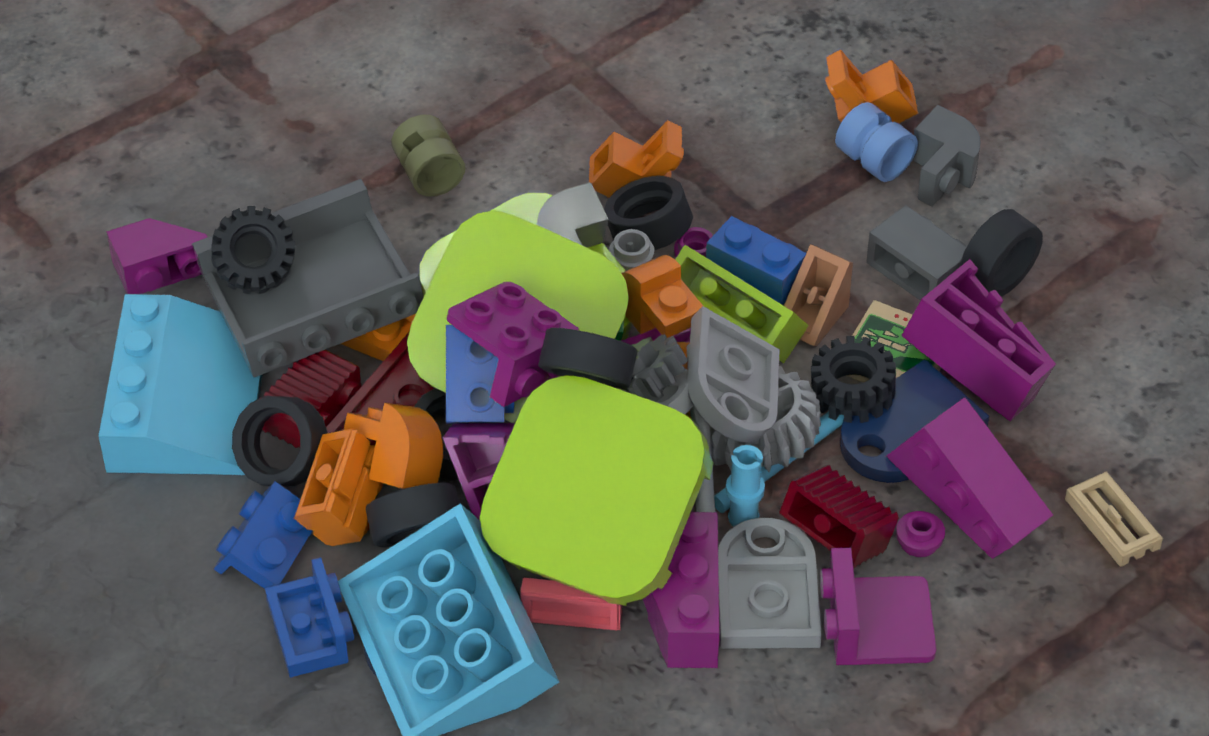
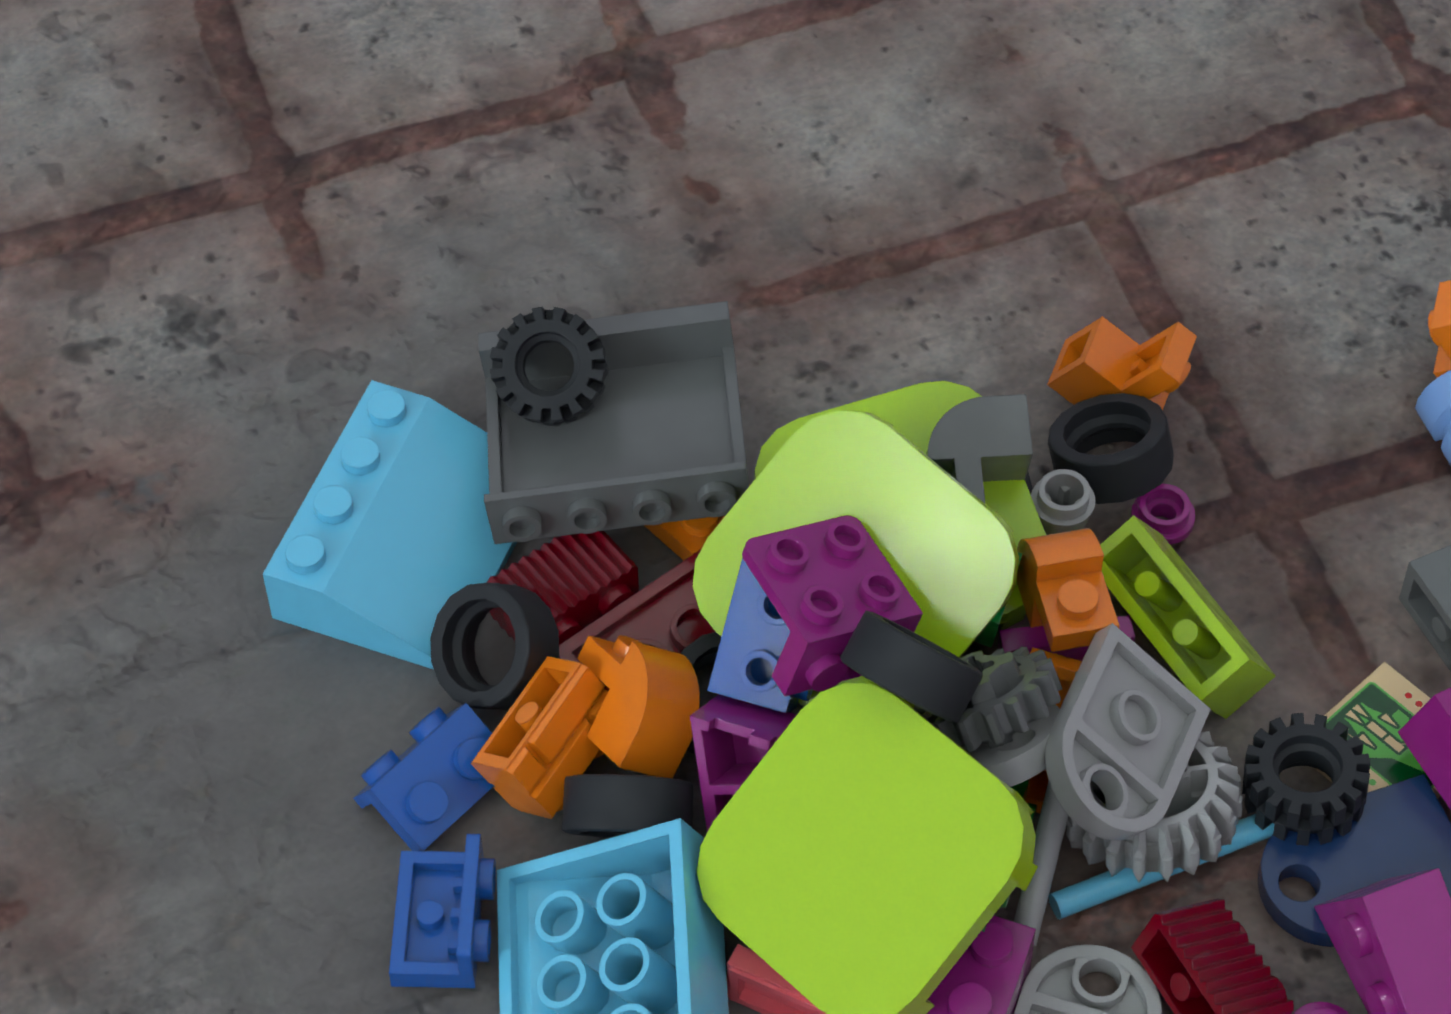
camera: 20 degrees right, 5 degrees up
(153, 254) = (435, 327): magenta slope -> none
(428, 155) = (846, 281): olive wheel -> none
(745, 484) = (1091, 897): medium azure pin -> none
(756, 258) = (1238, 563): blue brick -> none
(820, 292) = (1307, 633): nougat slope -> none

